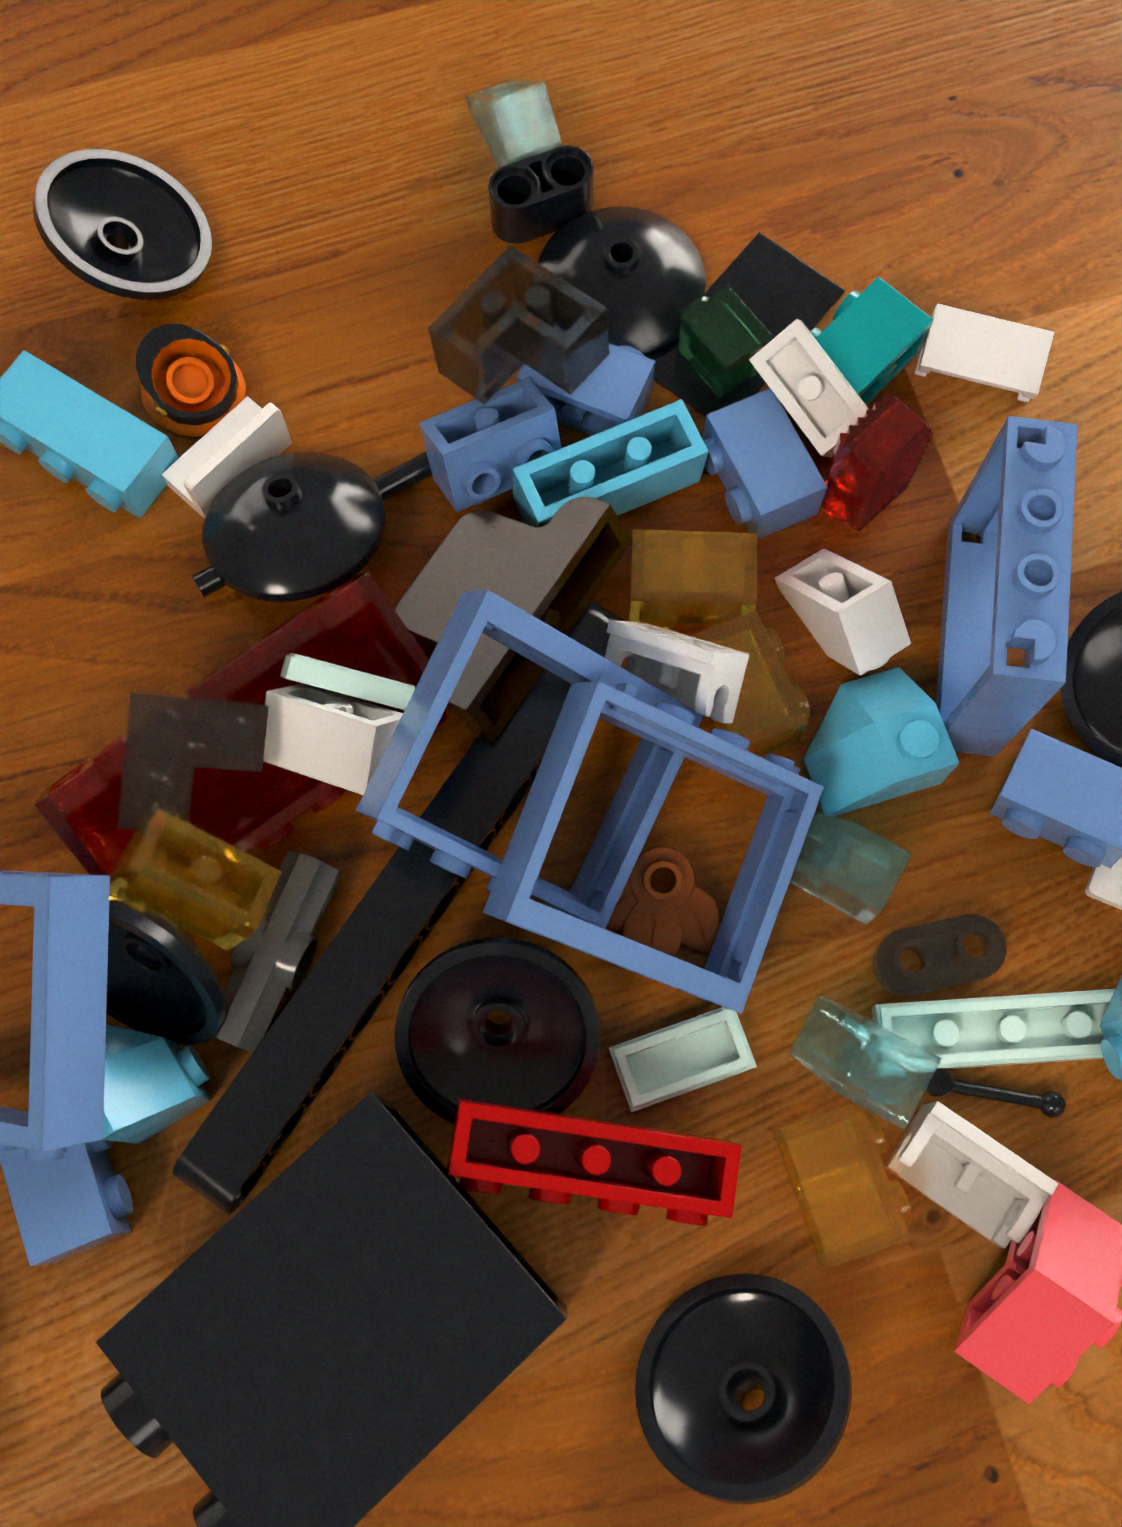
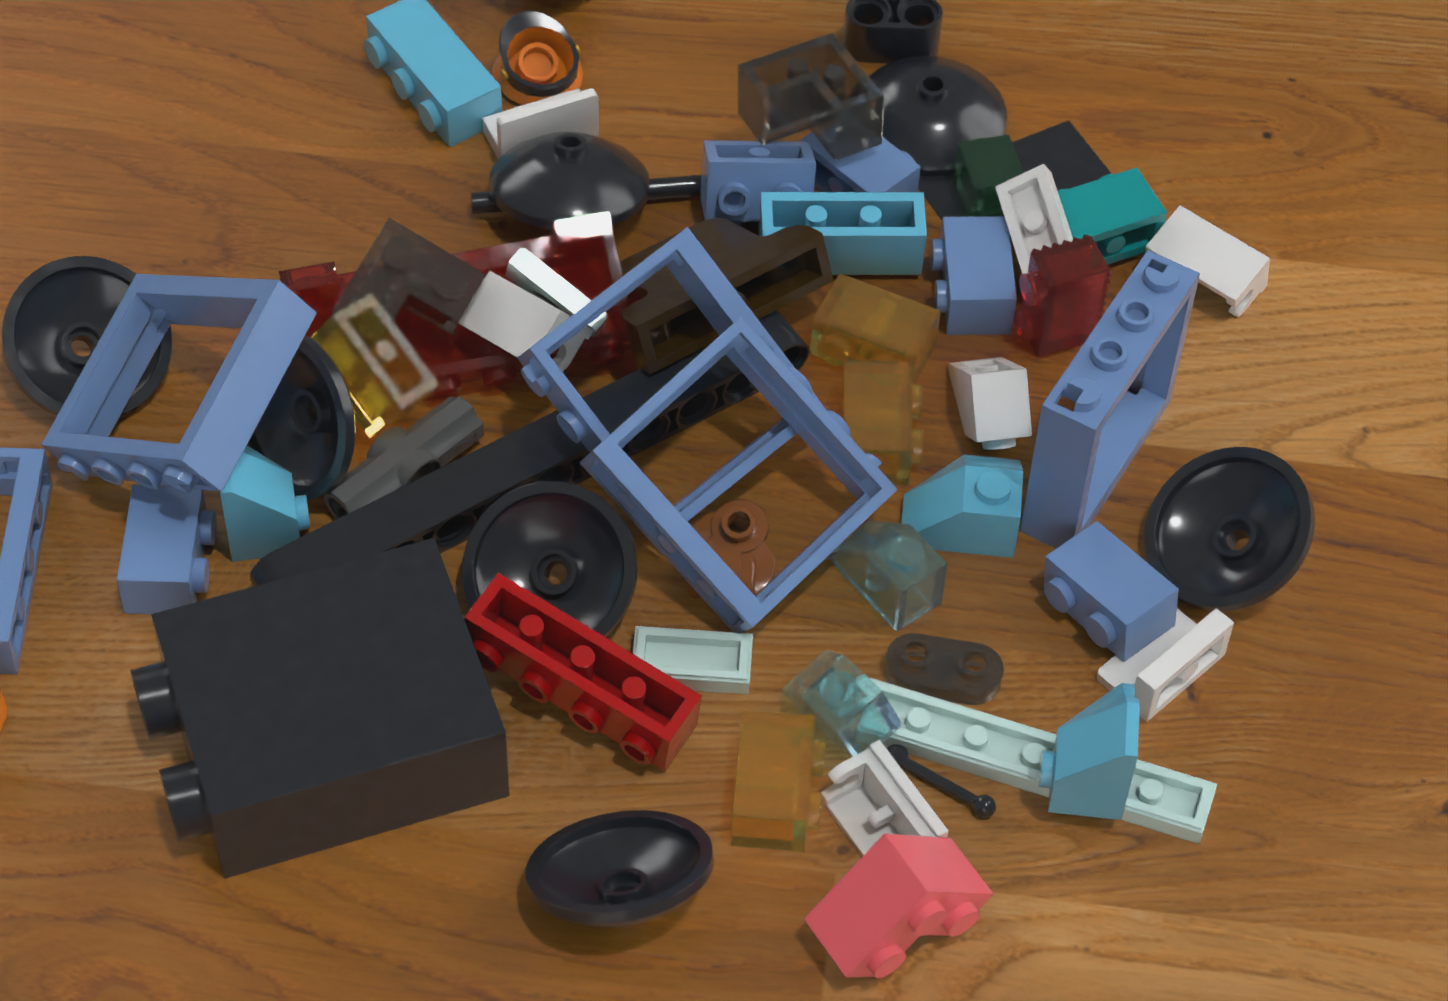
camera: 20 degrees right, 20 degrees down
(682, 666) = (834, 371): white hinge -> none

